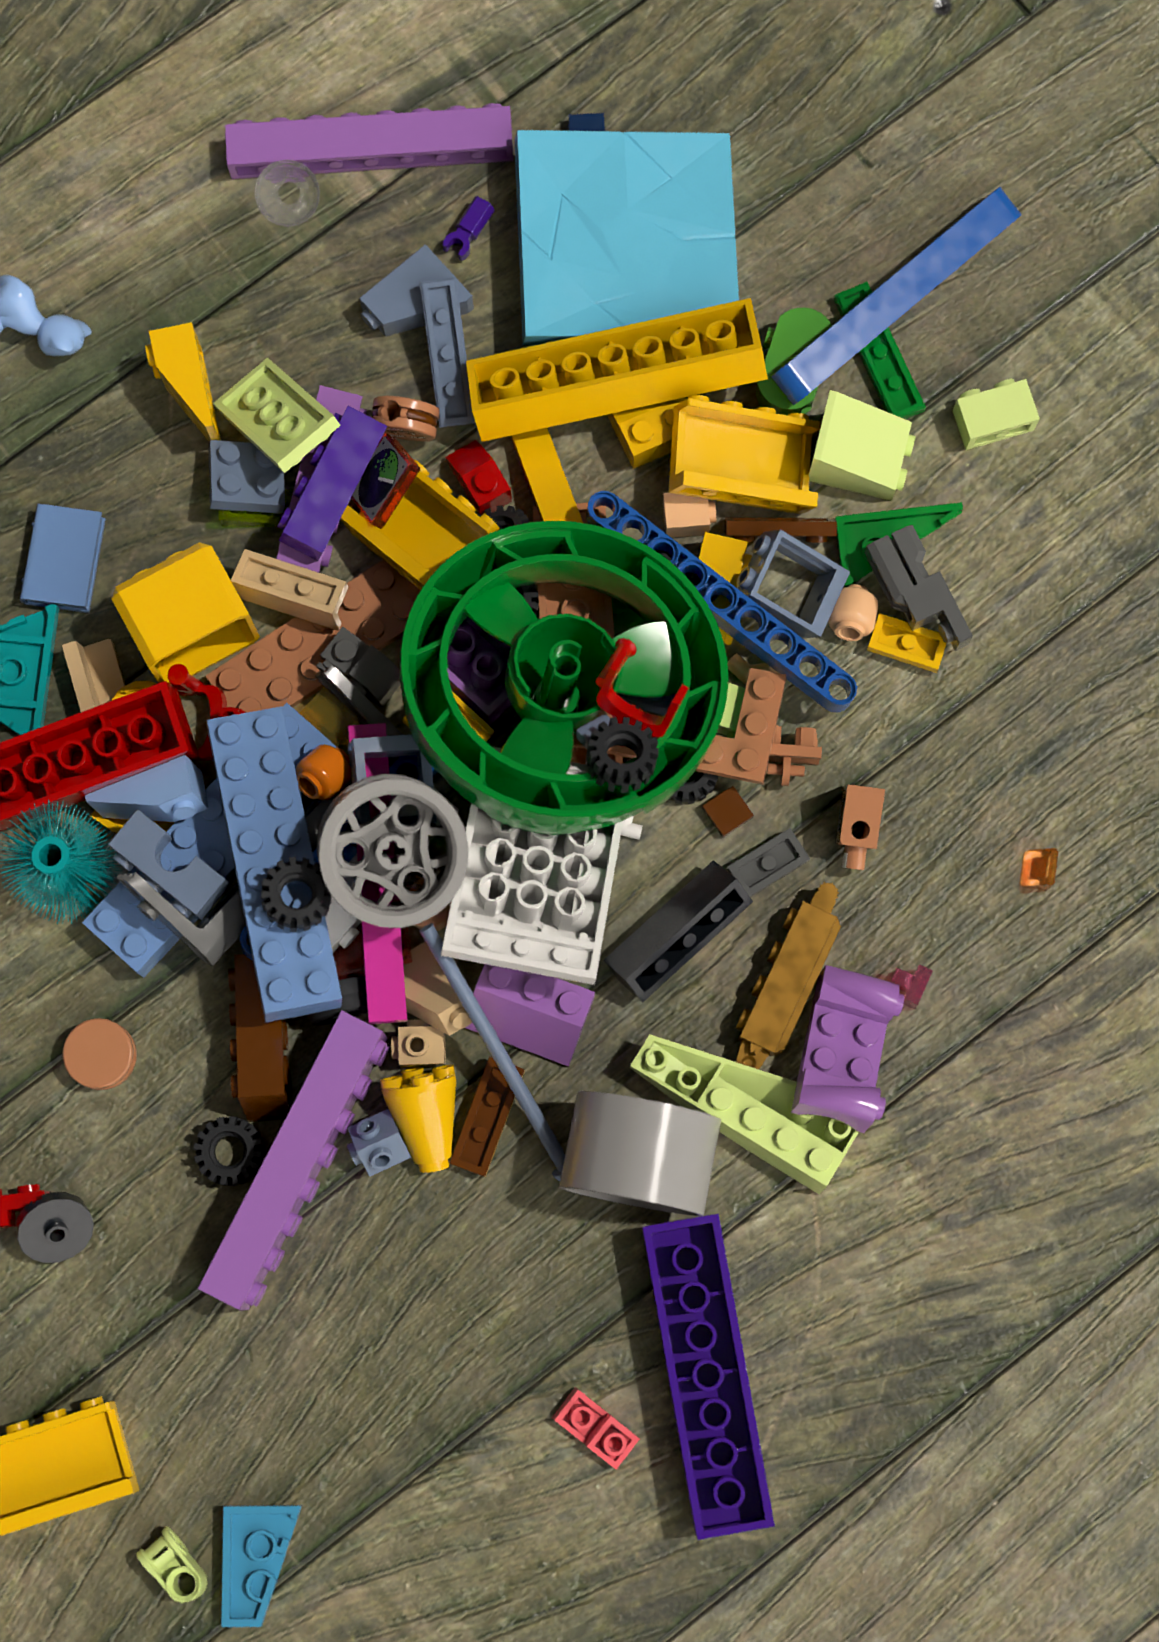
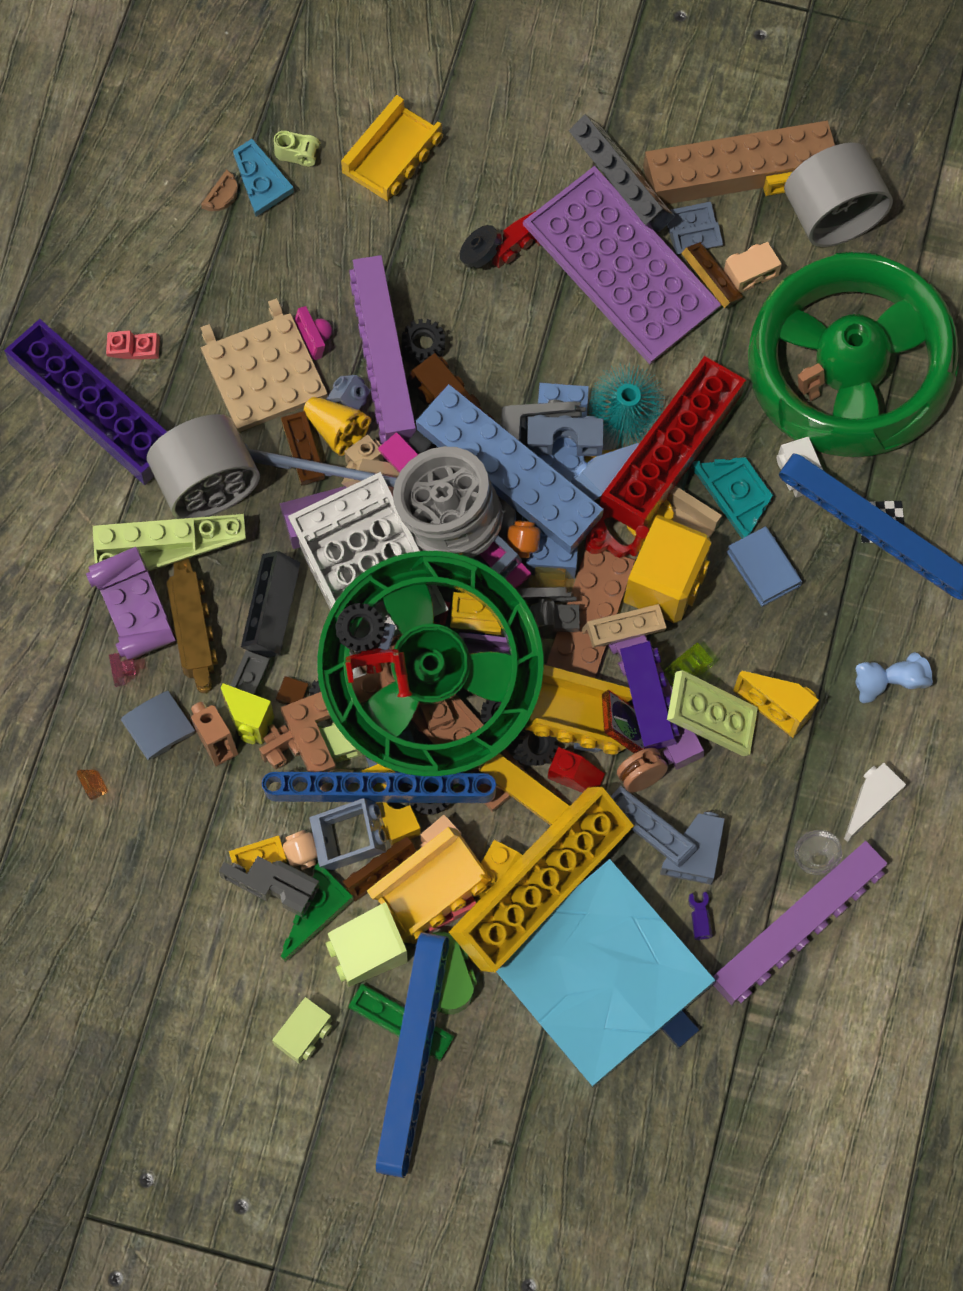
camera: 140 degrees right, 10 degrees down
(99, 1054) = (528, 341): nougat head -> none
(174, 211) = (875, 794): none -> white slope
(244, 479) = (707, 666): sand blue plate -> none
(295, 917) = (487, 434): black tyre -> none
(318, 1575) = (222, 194): none -> medium nougat tile
(356, 1269) = (313, 332): none -> dark pink tile
(456, 1266) = (262, 370): none -> tan plate
(804, 806) = (249, 713): none -> neon yellow slope
(914, 884) = (157, 725): none -> sand blue slope

